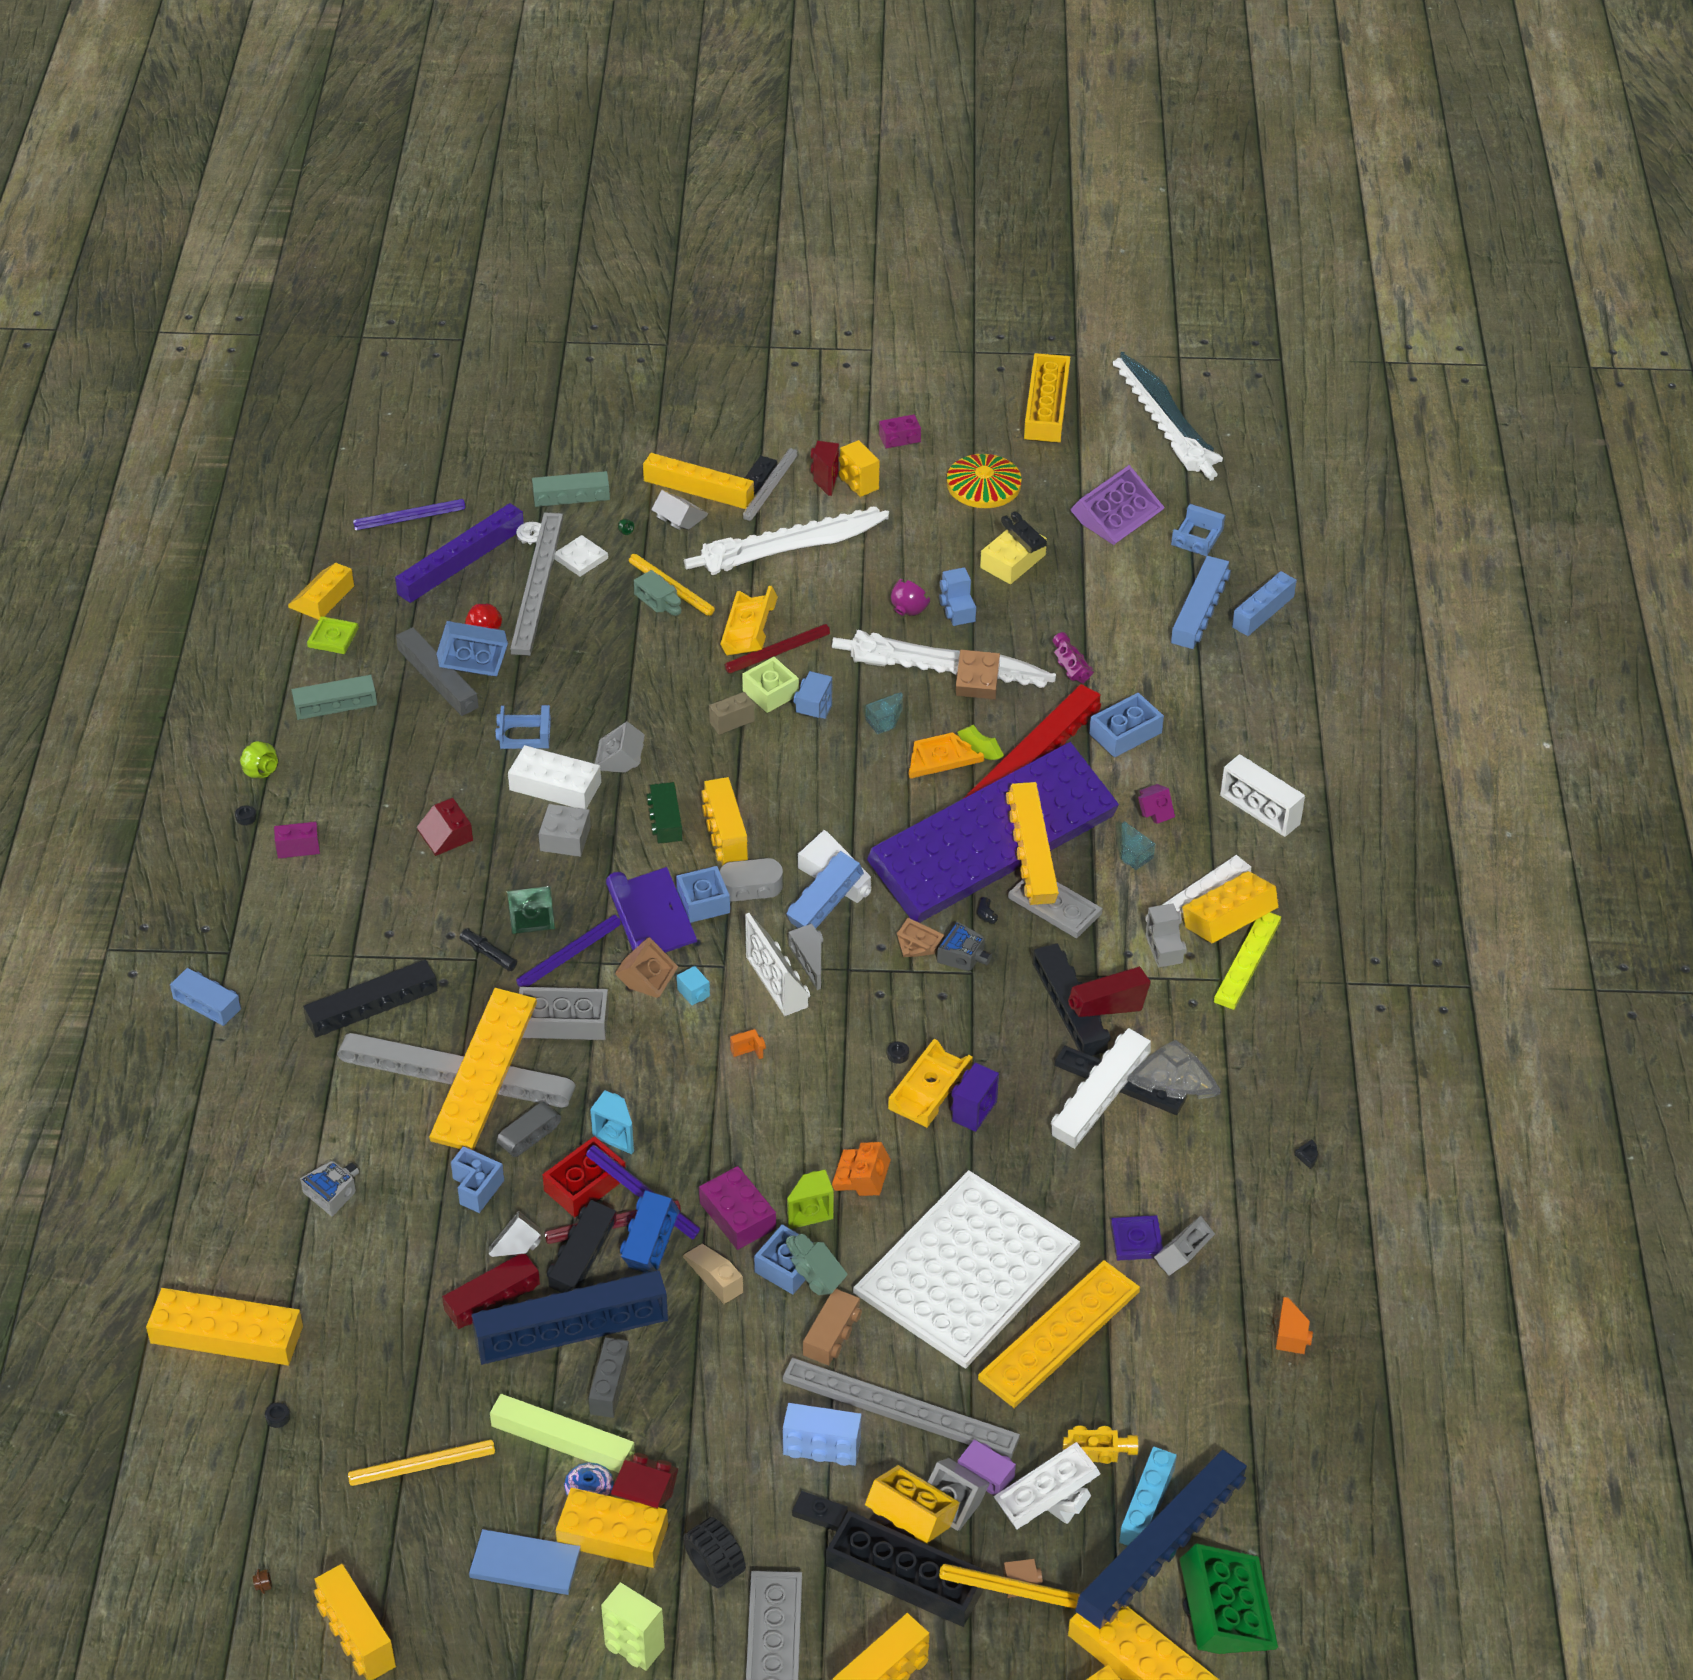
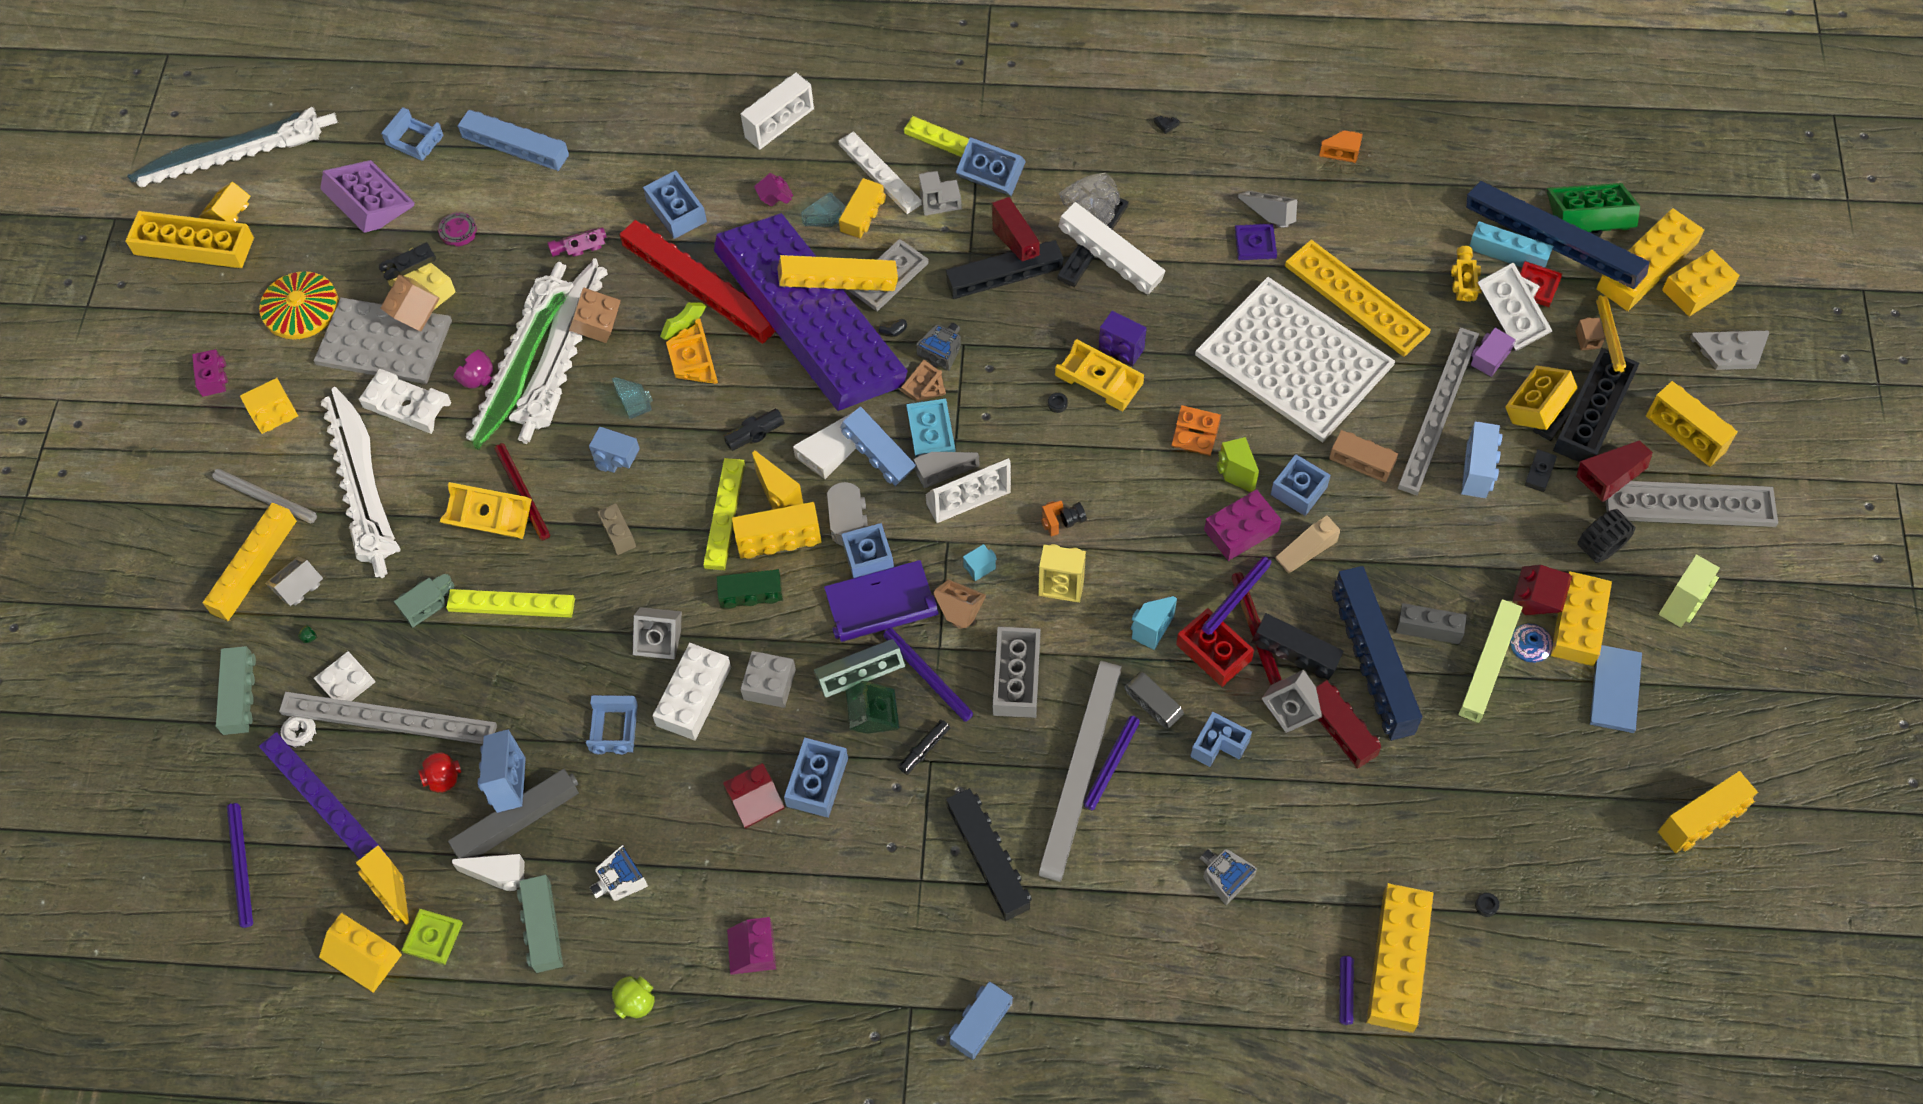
camera: 85 degrees left, 15 degrees up
(199, 1284) = (1346, 990): none -> dark purple axle
(245, 815) = (711, 1007): black tile -> none
(262, 1581) = (1665, 900): reddish brown plate -> none
(375, 595) = (385, 882): none -> yellow slope
(375, 743) = (618, 876): none -> torso
(385, 664) = (498, 871): none -> white slope
(421, 1462) = (1527, 776): yellow axle -> none
(443, 1089) = (1111, 763): none -> dark purple axle
(457, 867) = (816, 777): none -> medium blue brick
(483, 1069) = (1093, 735): yellow plate -> none
(572, 893) = (859, 667): none -> sand green brick
(649, 1232) = (1289, 584): blue brick -> none
(656, 653) = (510, 603): none -> neon yellow plate
(668, 1038) = (1061, 573): none -> light yellow brick
(682, 591) = (389, 604): yellow axle -> none
(750, 1060) = (1073, 515): none -> black wheel
(761, 471) = (242, 505): black hinge -> none
(766, 793) = (724, 511): none -> neon yellow plate
(770, 684) = (583, 492): yellowish green brick -> none
(776, 818) = (777, 485): none -> yellow slope
(812, 1576) = (1614, 469): none -> dark red slope
(816, 1264) = (1320, 455): sand green hinge -> none
(825, 465) = (259, 436): dark red slope -> none
(851, 806) = (753, 429): none -> black piece
(857, 944) = (930, 427): none -> medium azure plate
(880, 547) = (388, 393): none -> white piece
(946, 538) = (369, 339): none -> light grey plate
(956, 597) = (481, 330): medium blue brick -> none
(961, 1486) = (1514, 369): light grey slope -> none
(976, 538) = (410, 302): none -> slope
(991, 640) = (508, 383): none -> piece
(1084, 575) = (457, 229): none -> tile
(1092, 416) = (226, 204): none -> yellow slope
(1096, 1528) = (1545, 278): none -> red plate
(1142, 876) = (862, 208): none -> yellow brick
(1206, 977) = (990, 166): none -> medium blue brick
(1230, 906) = (907, 144): yellow brick -> none
(1264, 603) = (525, 92): medium blue brick -> none

